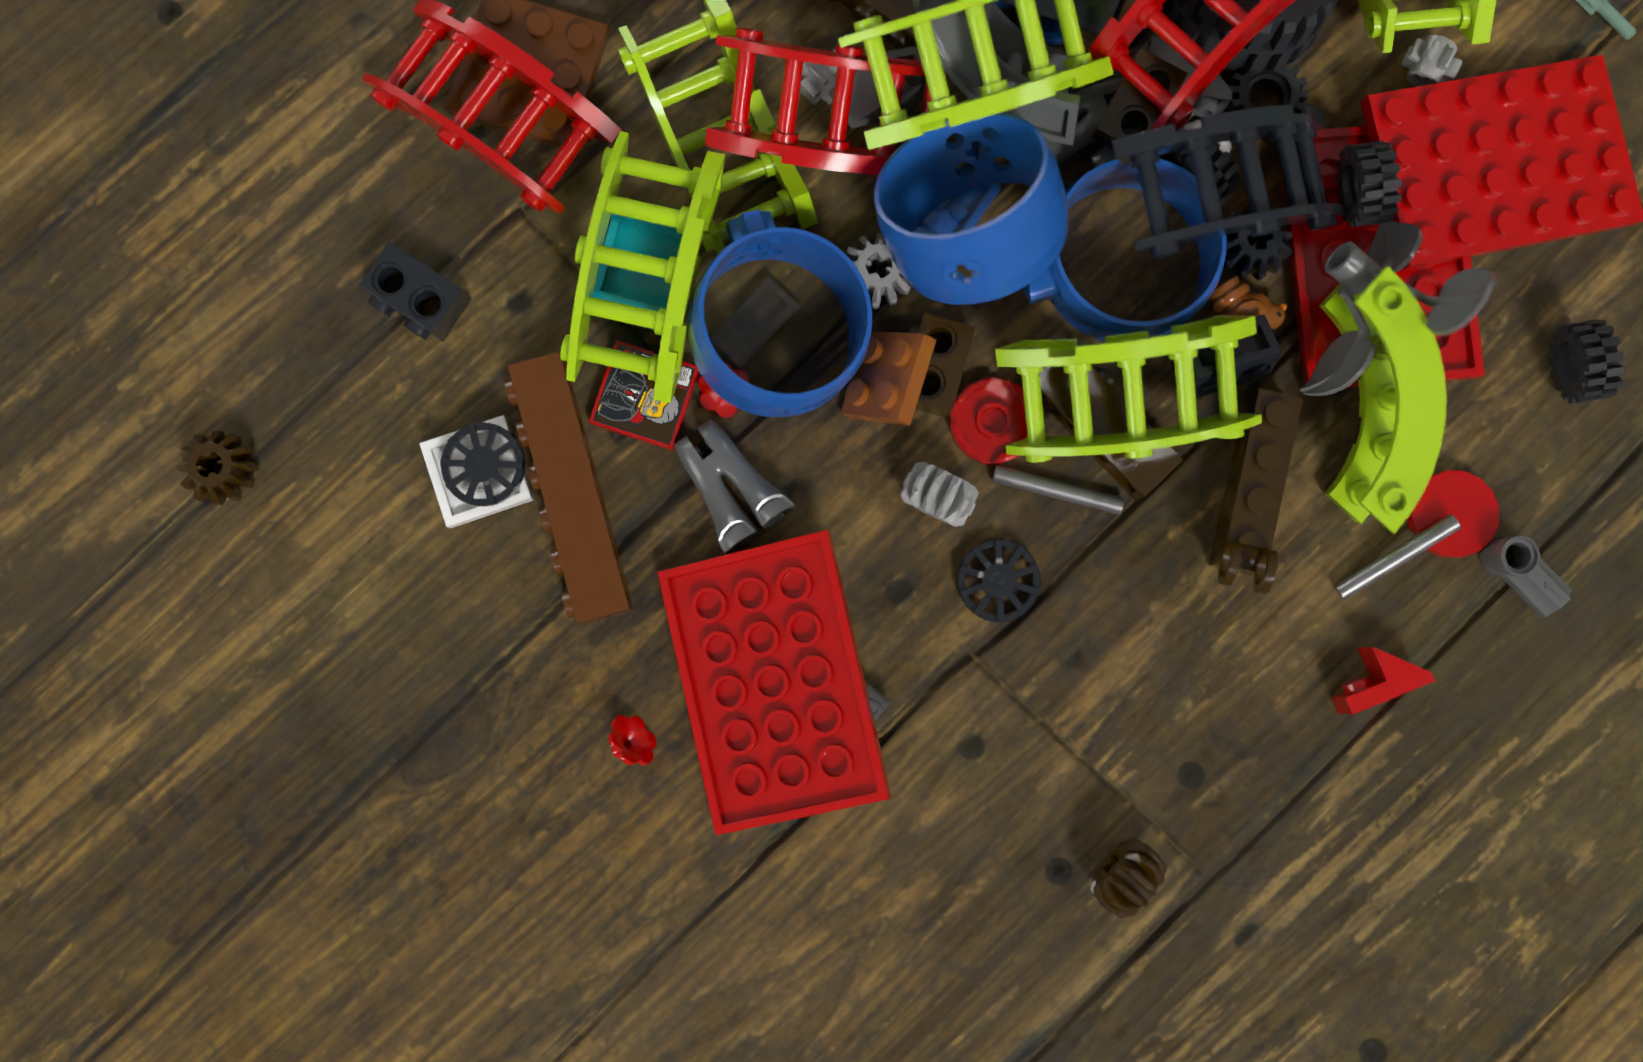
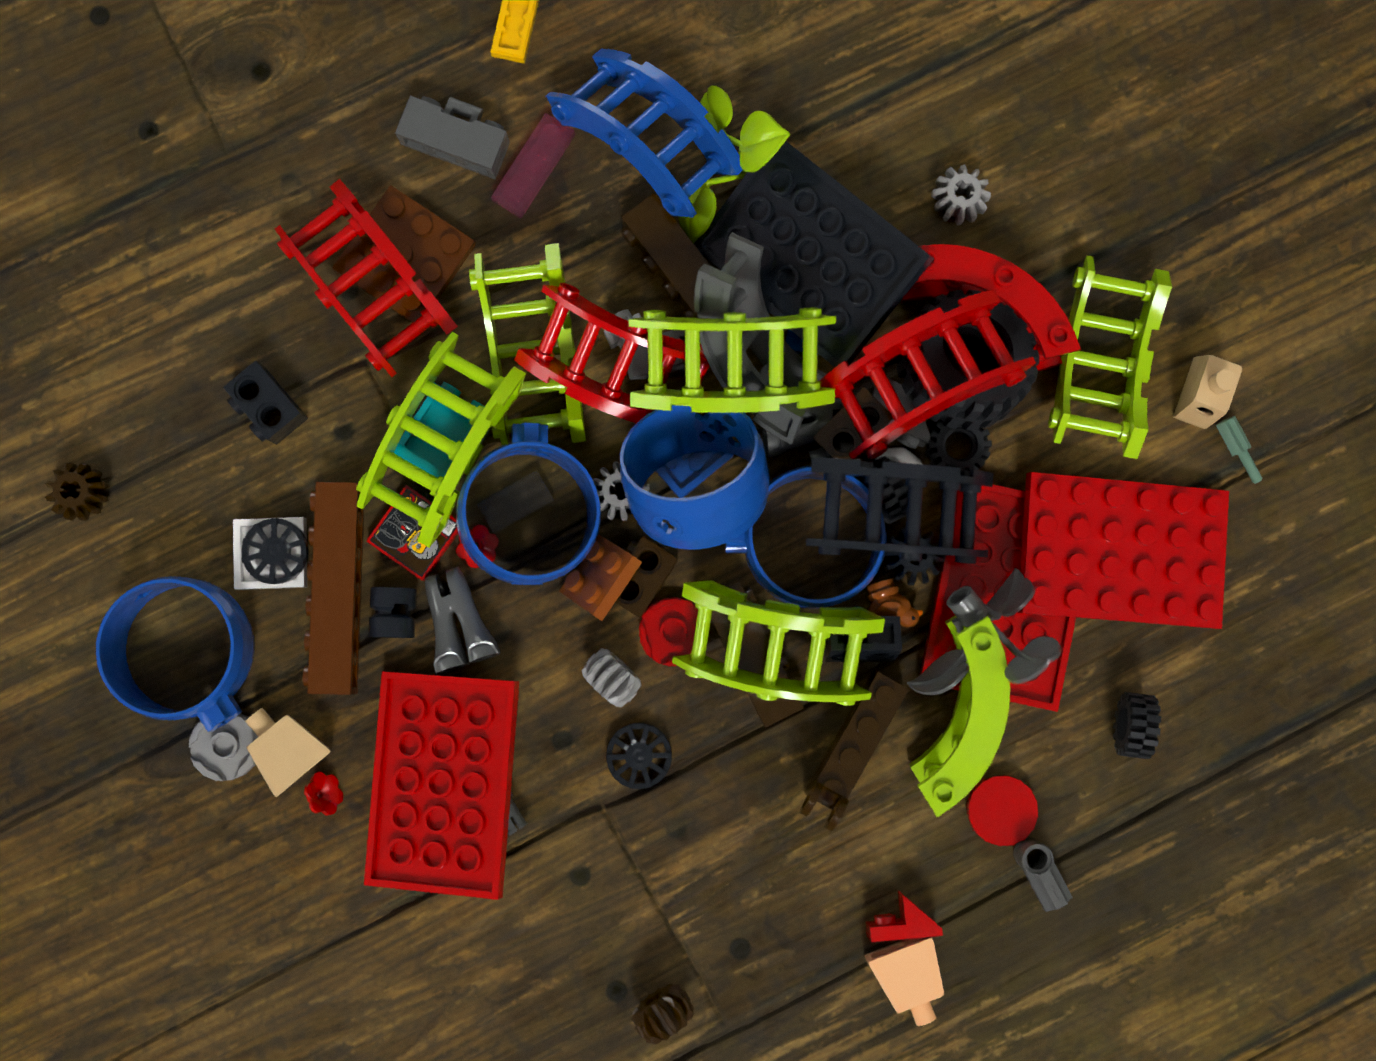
camera: 15 degrees right, 0 degrees up
(469, 677) = (112, 663): none -> blue cylinder
(493, 720) = (223, 752): none -> light grey tile
(568, 700) = (283, 750): none -> tan torso
(648, 496) = (390, 625): none -> black wheel
(1058, 489) = (706, 699): flat silver bar -> none
(1368, 183) = (1008, 540): black tyre -> none
(1397, 556) = (947, 830): flat silver bar -> none
(1407, 743) = (909, 976): none -> light nougat torso
(1431, 61) = (1094, 458): light grey gear -> none

